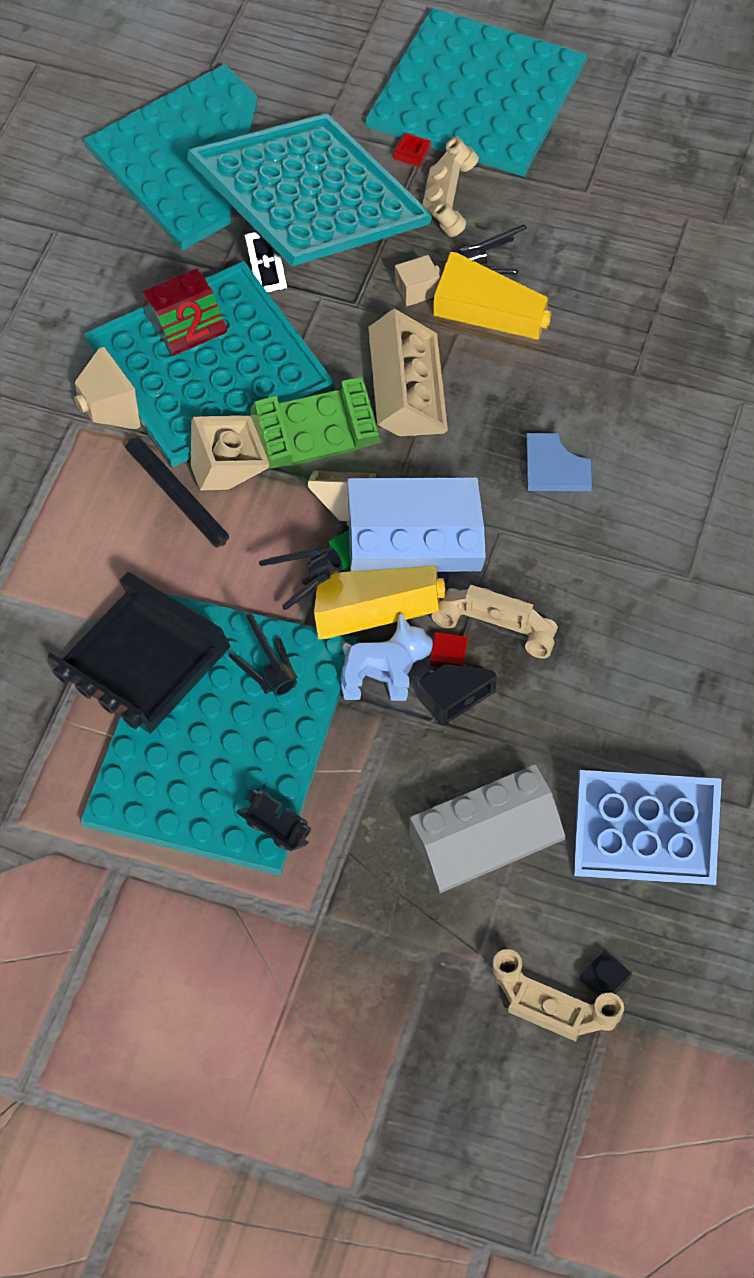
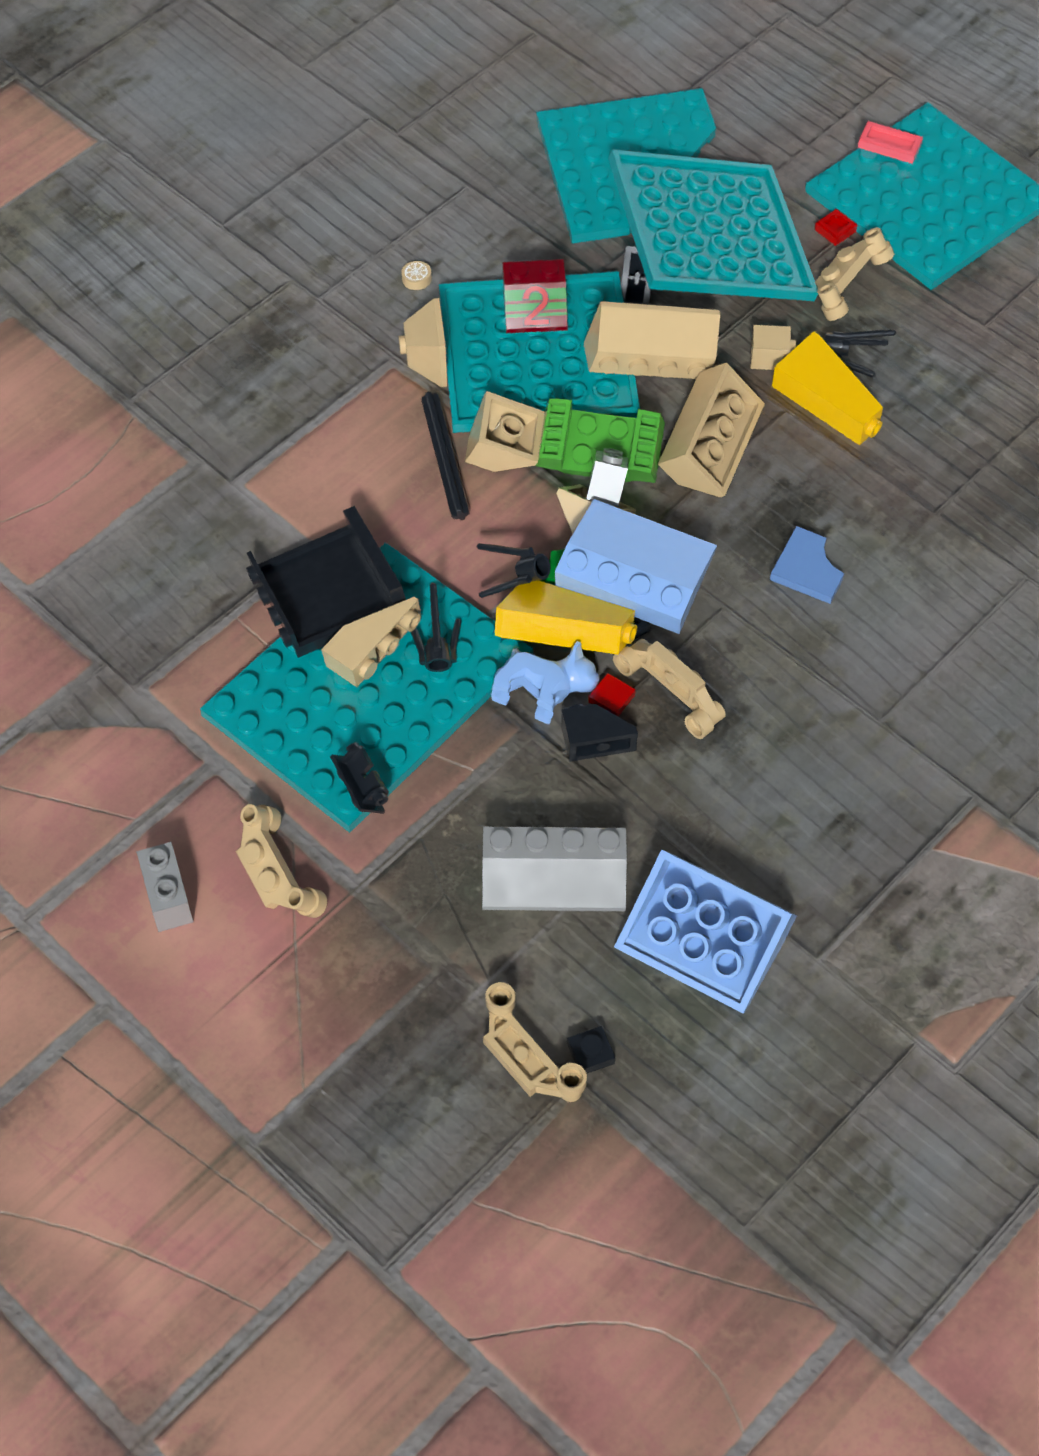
camera: 25 degrees right, 0 degrees up
(55, 333) = (416, 275): none -> tan tile
(143, 1000) = (164, 887): none -> light grey brick
(207, 694) = (365, 642): none -> tan slope
(230, 941) = (268, 868): none -> tan plate
(315, 313) = (652, 340): none -> tan slope
(343, 453) = (607, 476): none -> brick
(422, 55) = (890, 142): none -> coral tile

